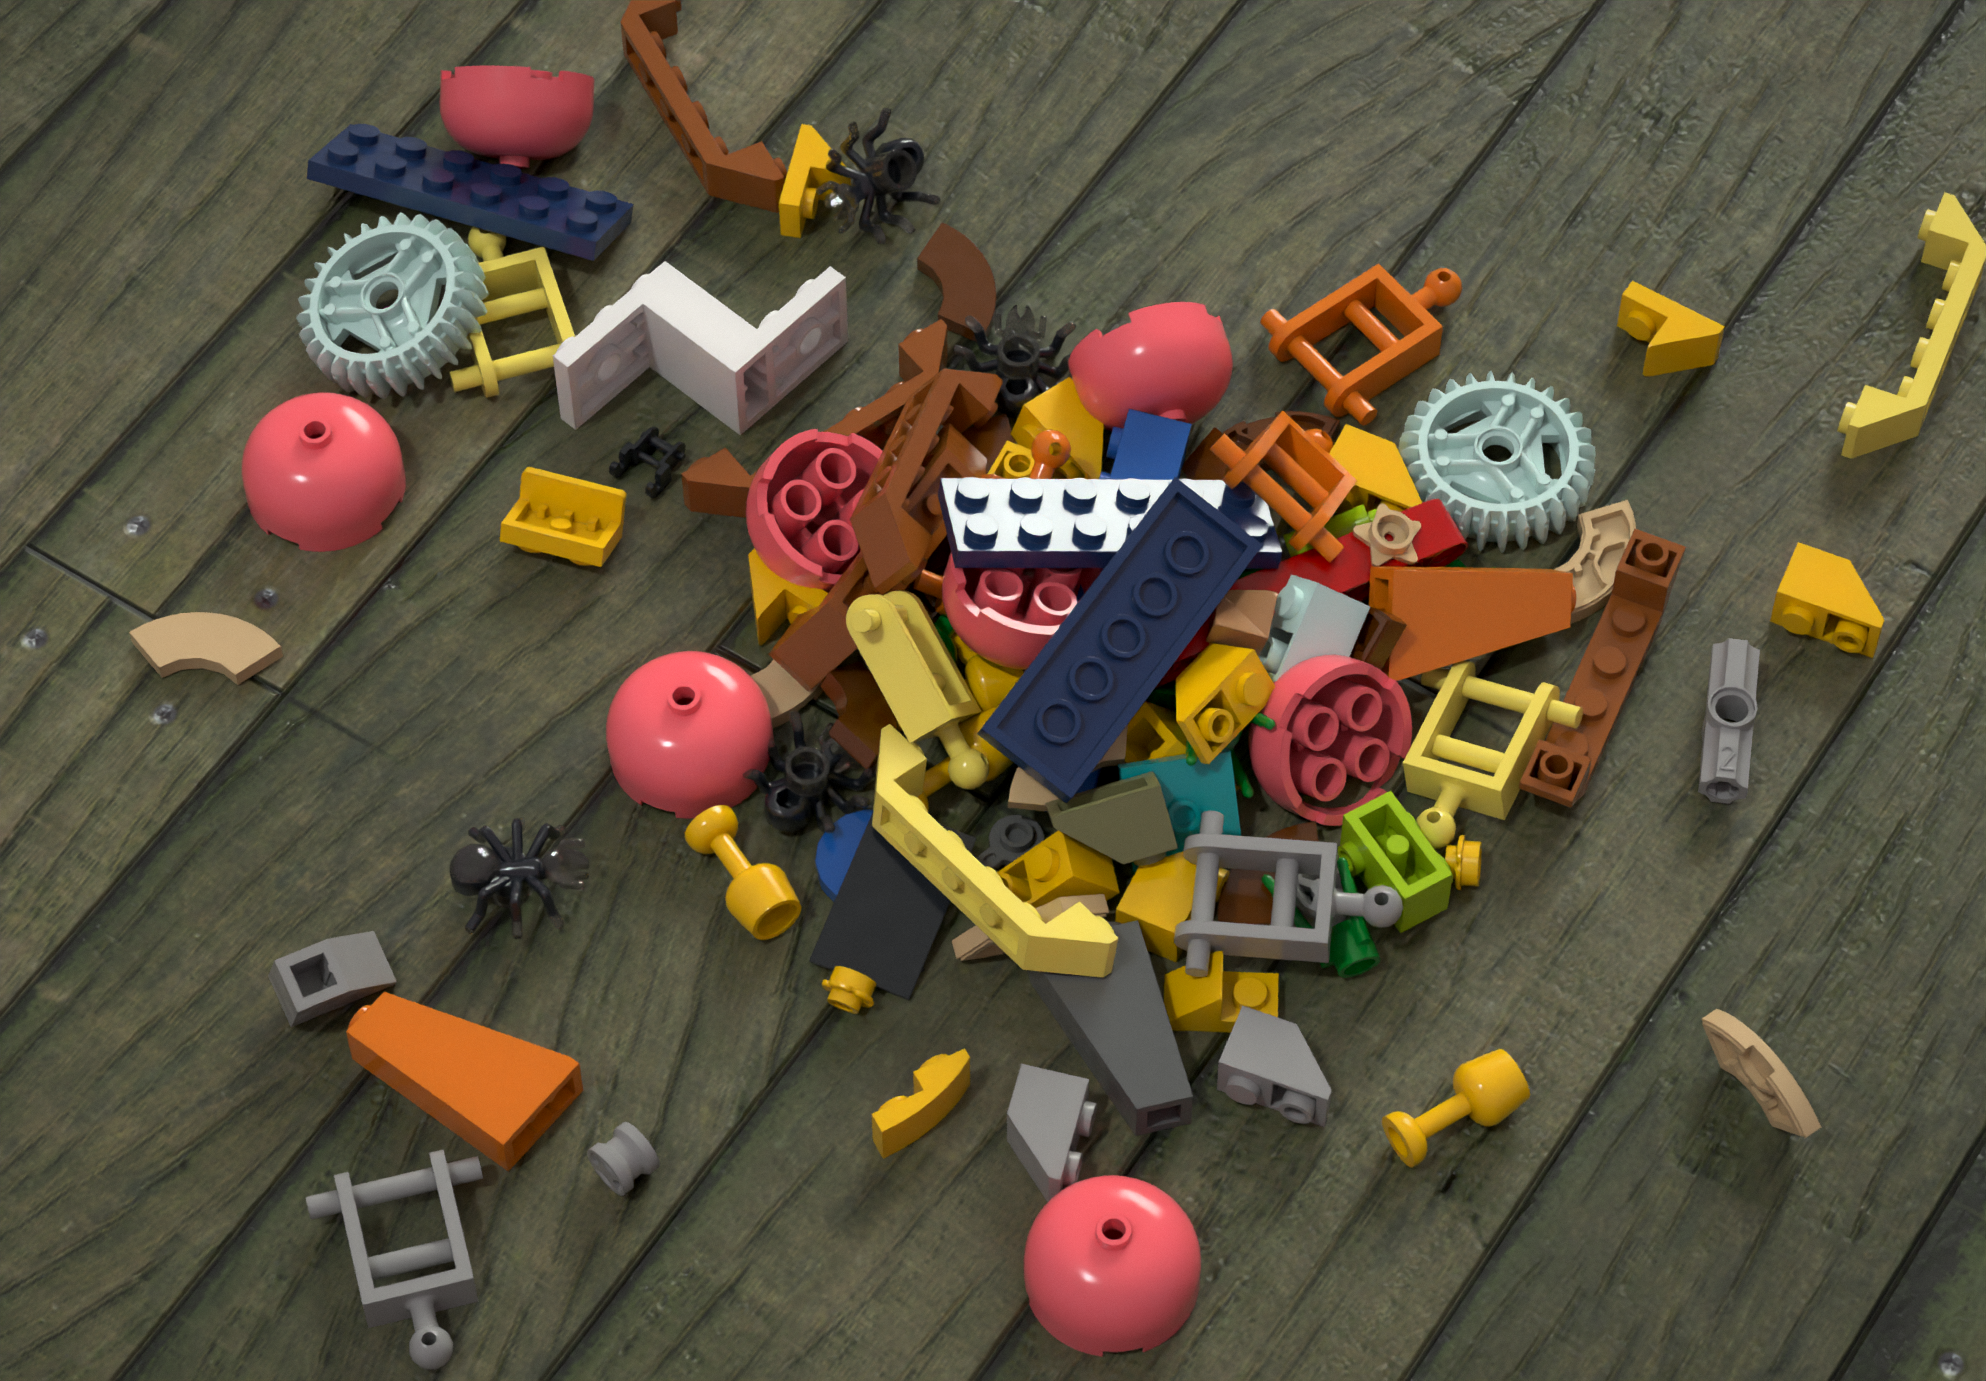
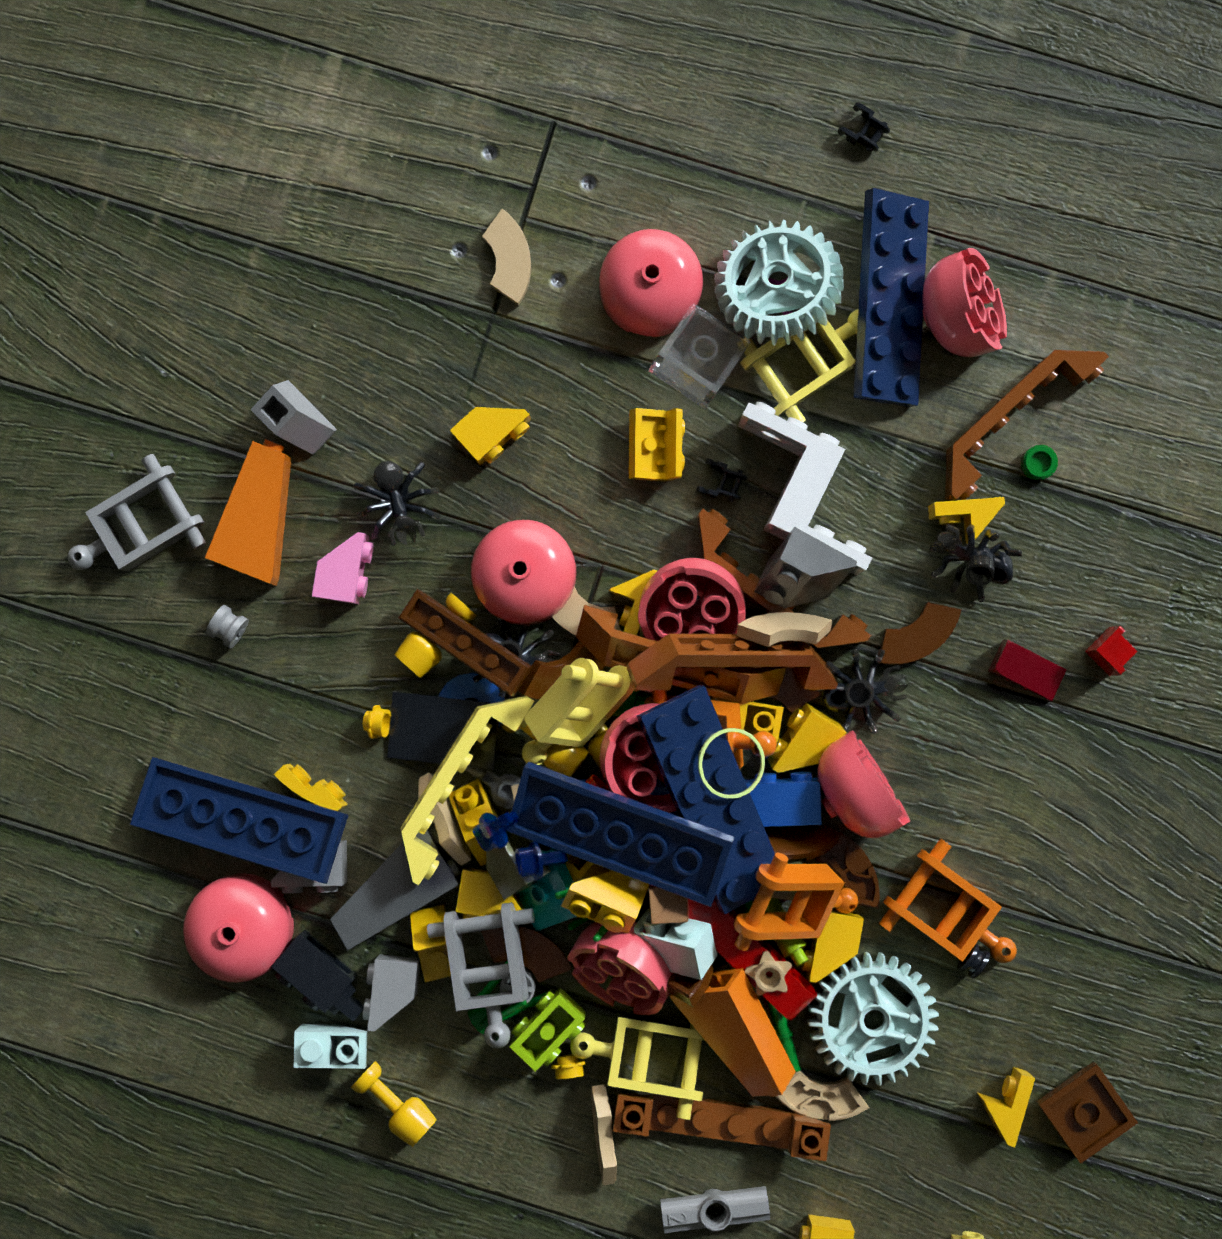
camera: 75 degrees right, 30 degrees up
(207, 164) = (881, 127): none -> black piece
(456, 729) = (488, 429): none -> yellow slope
(460, 433) = (699, 356): none -> clear slope
(600, 975) = (342, 570): none -> bright pink slope
(768, 92) = (1039, 462): none -> green tile
(768, 815) = (465, 642): none -> reddish brown tile
(815, 362) = (803, 571): none -> dark grey slope
(894, 400) = (783, 627): none -> tan tile
(936, 1201) = (239, 820): none -> dark blue plate
(1051, 174) = (1027, 669): none -> dark red slope
(1060, 507) = (761, 770): none -> yellowish green piece
(1061, 72) = (1112, 651): none -> red panel
(1068, 815) = (492, 830): none -> clear blue piece
(1128, 766) = (531, 861): none -> clear blue piece
(1226, 1162) = (318, 976): none -> black hinge
(1339, 1169) = (329, 1046): none -> light aqua slope
(1455, 323) = (974, 962): none -> black bush
(1579, 837) = (603, 1134): none -> tan tile
(1700, 248) = (1087, 1112): none -> reddish brown plate

